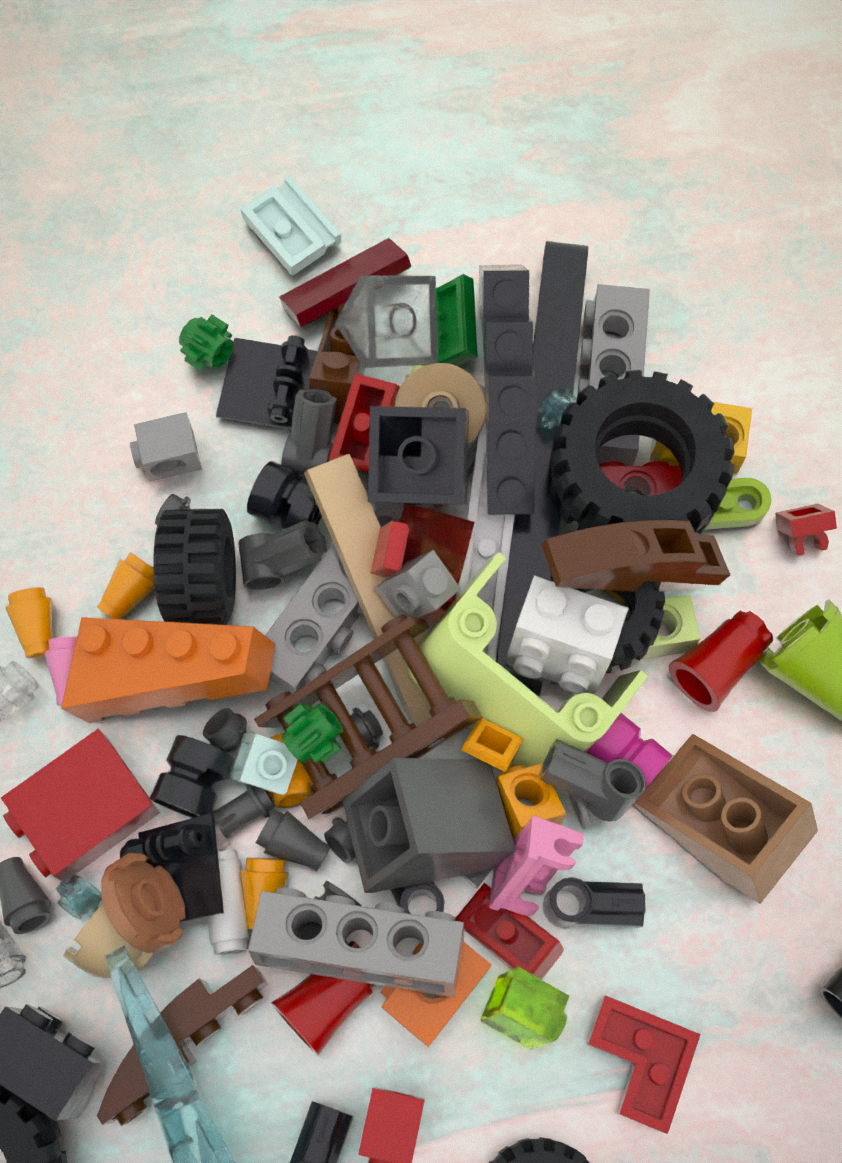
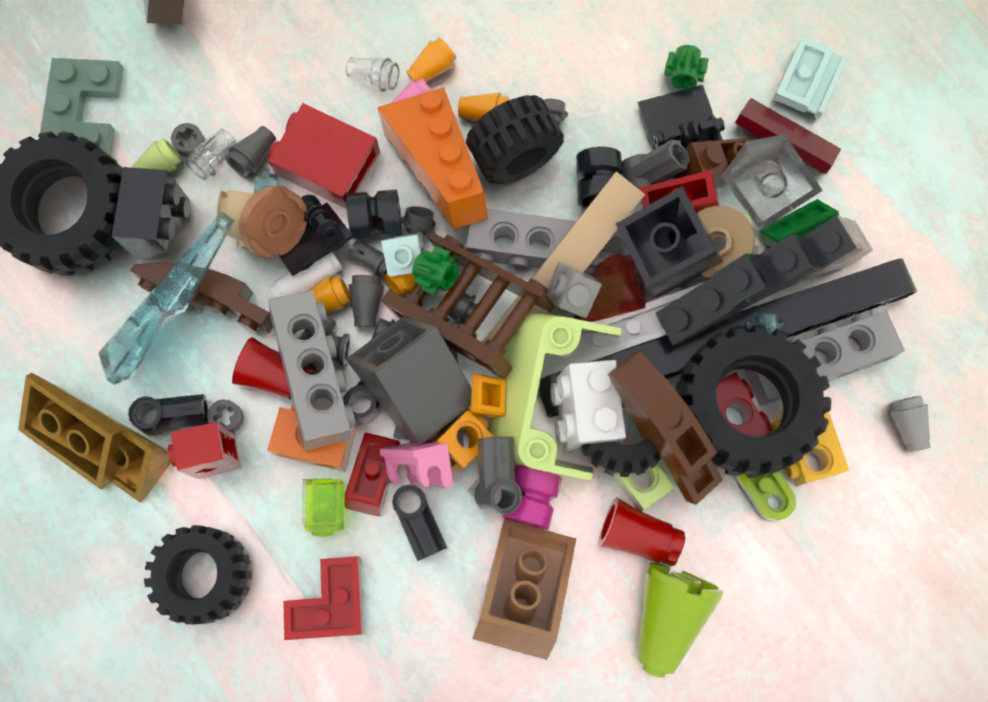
camera: 65 degrees right, 5 degrees up
(165, 447) = (596, 81): light grey brick -> none
(271, 556) = (553, 188): dark grey piece -> none
(340, 1099) = (236, 420): none -> dark grey bush
(390, 549) = (590, 256): red tile -> none
(724, 324) = (912, 422): none -> light grey cone
(806, 521) = (782, 552): red tile -> none

